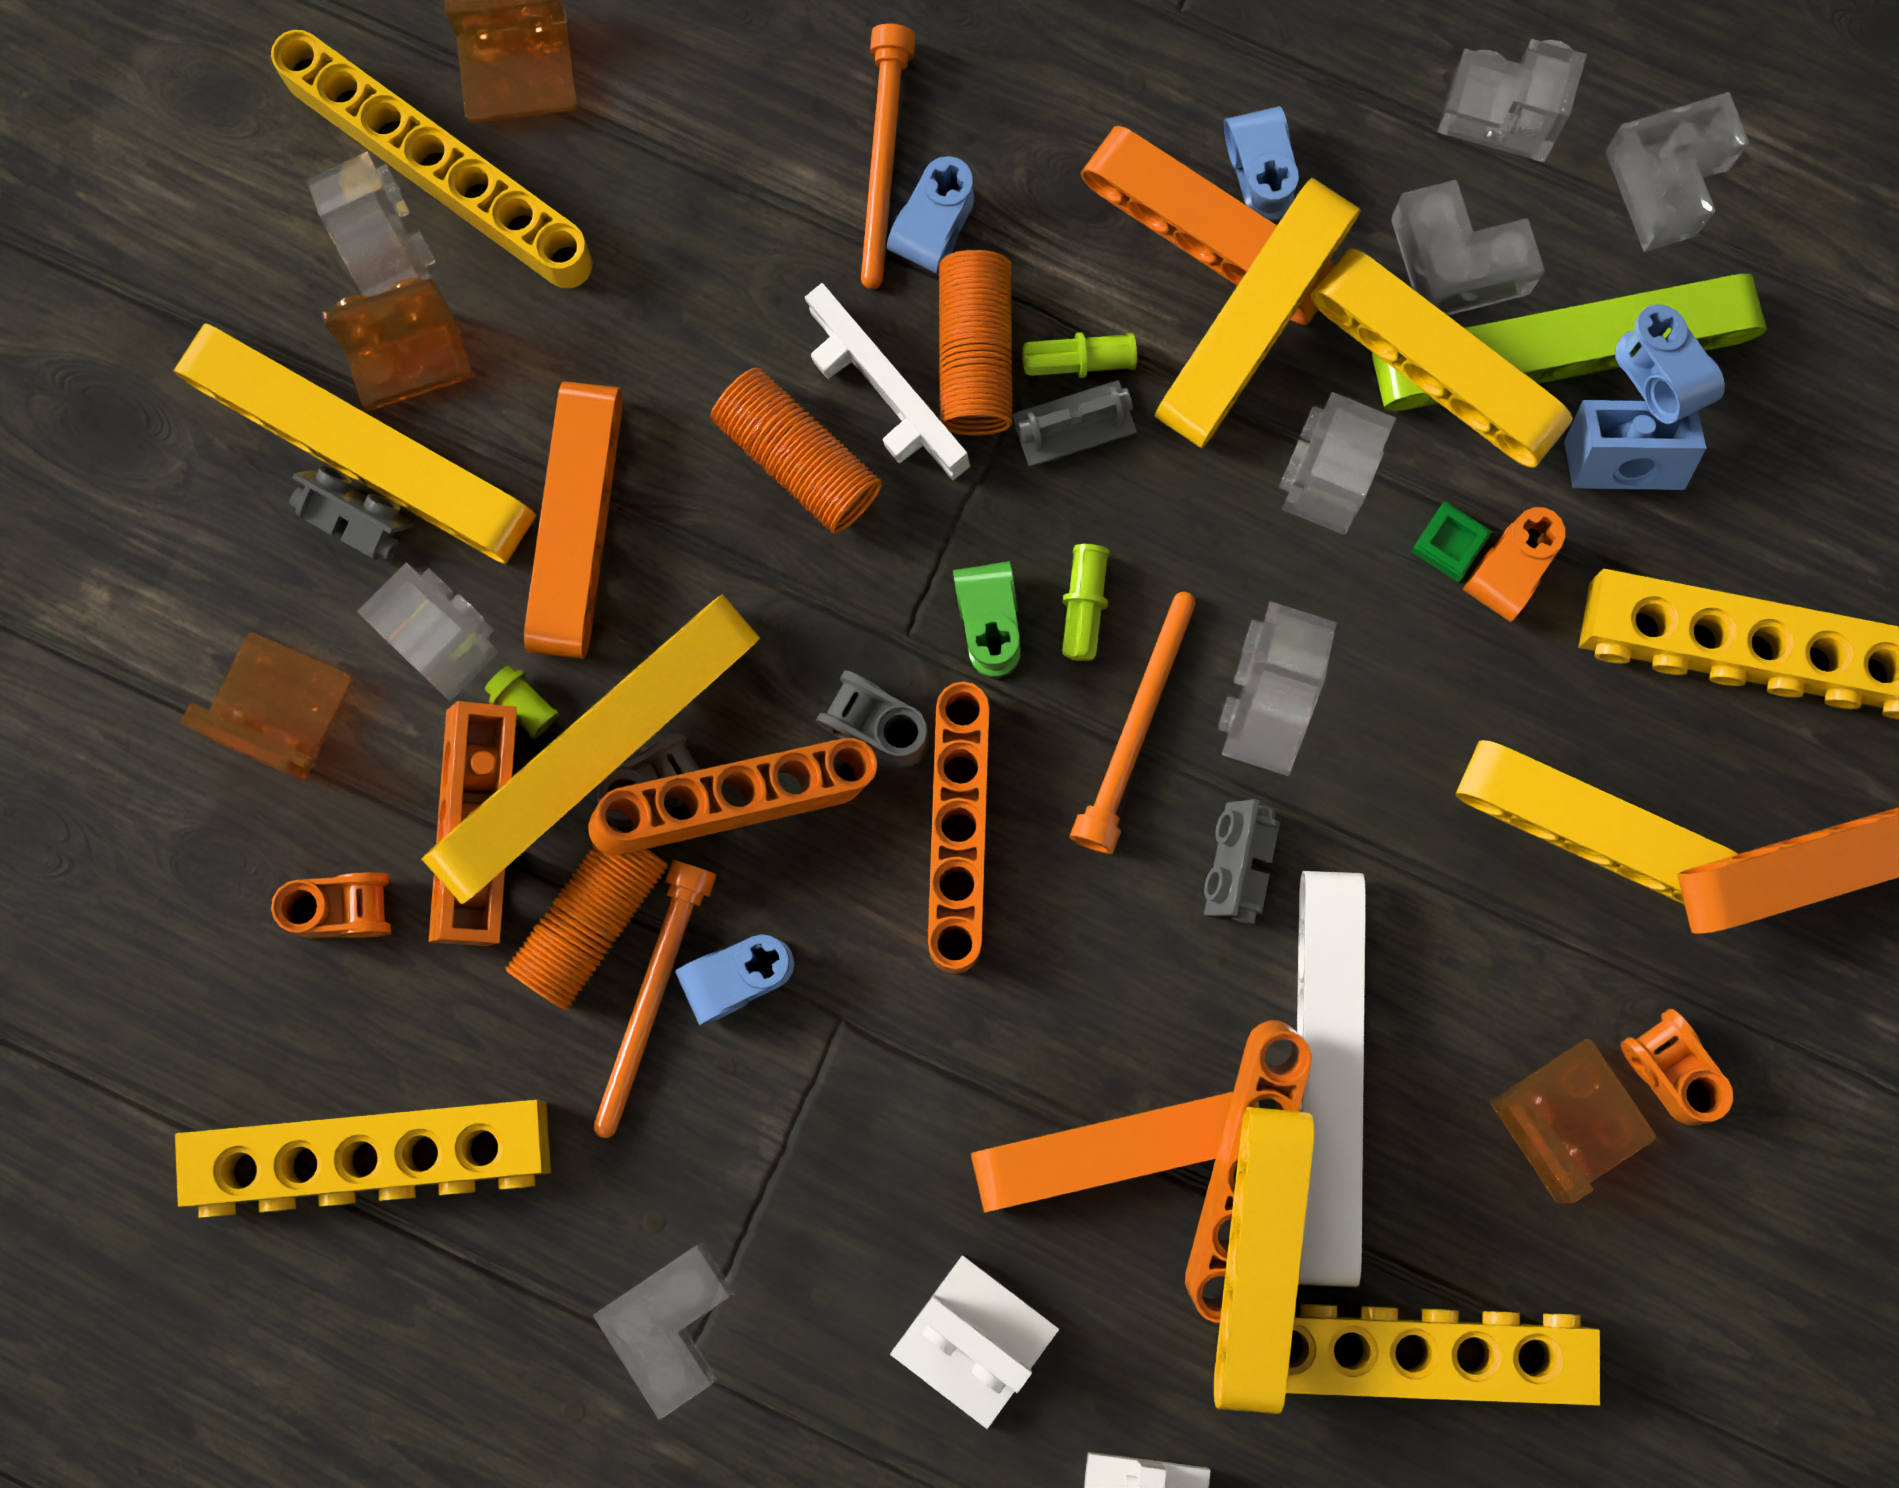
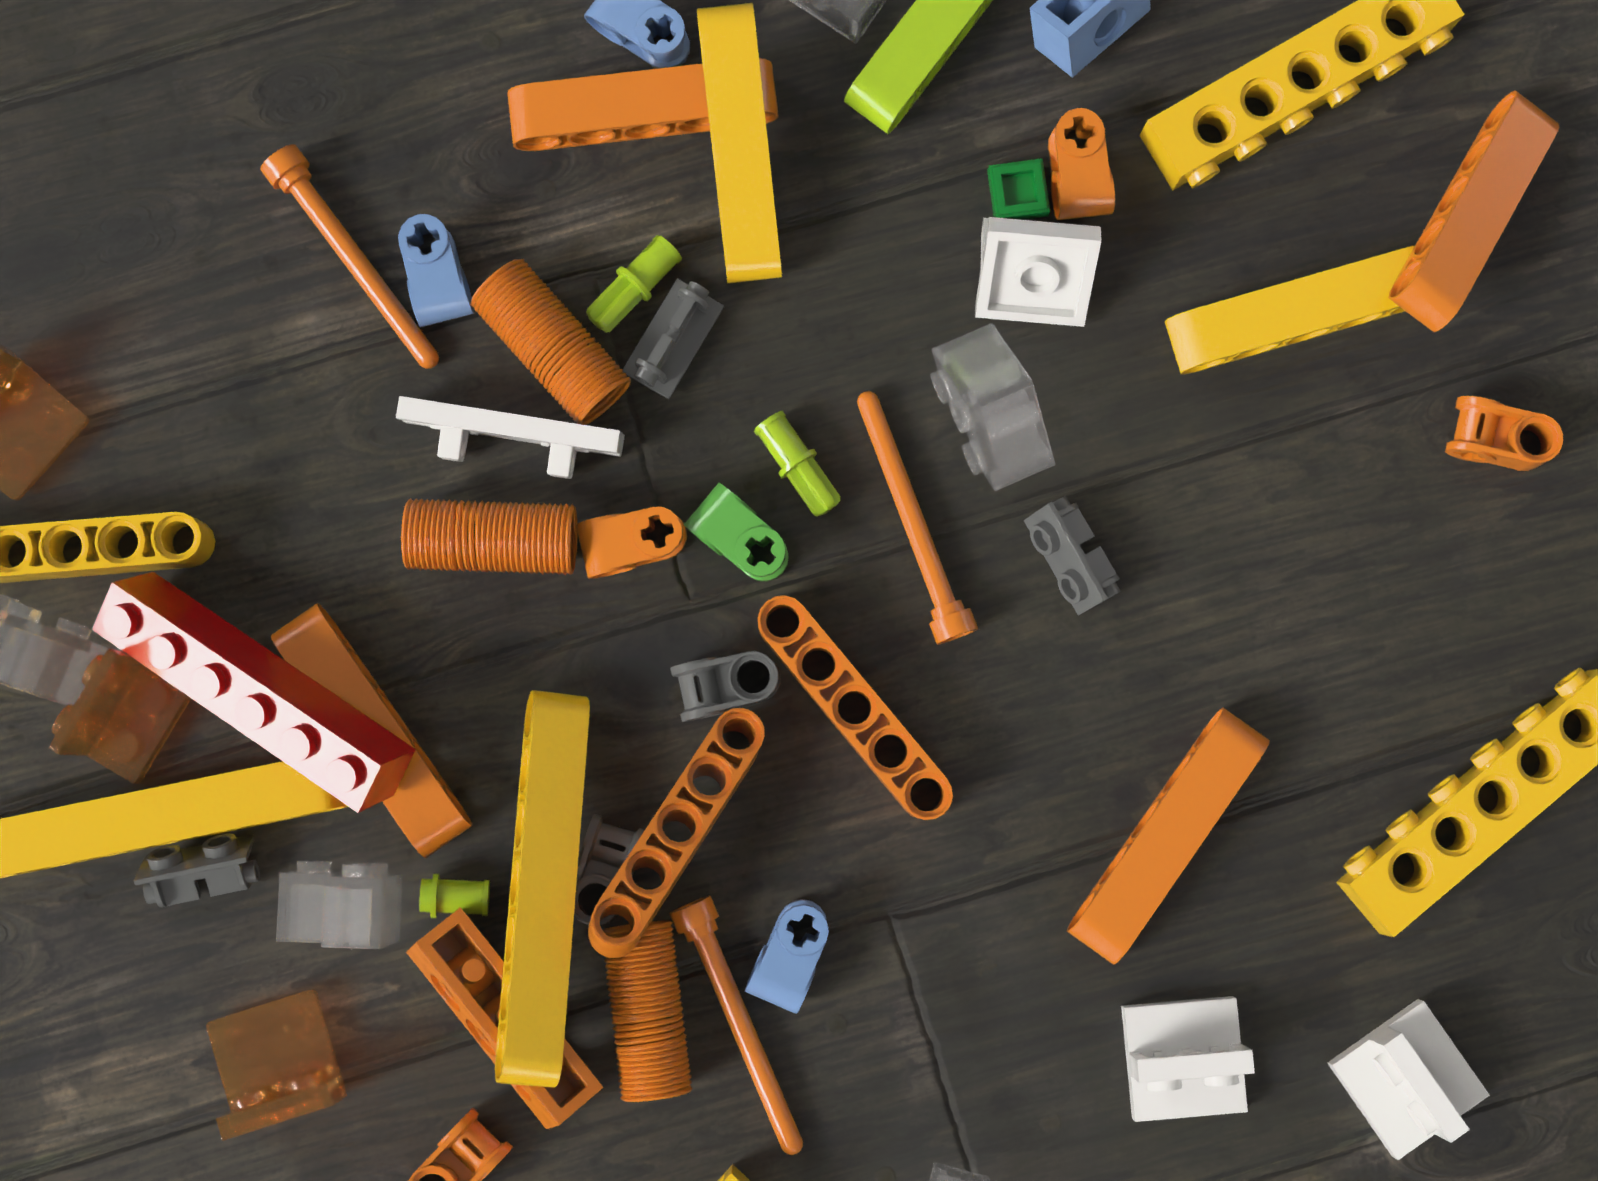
camera: 45 degrees left, 5 degrees up
(512, 409) = (254, 690): none -> brick
(892, 543) = (620, 541): none -> orange piece
(1254, 1083) = (1297, 787): orange beam -> none
(1263, 1260) = (1345, 828): yellow beam -> none
(1333, 1026) = (1268, 654): white beam -> none
(1338, 465) = (892, 203): clear brick -> none
(1407, 611) = (1036, 271): none -> white bracket
(1441, 358) = (901, 63): yellow beam -> none
(1573, 1121) = (1460, 535): clear orange bracket -> none

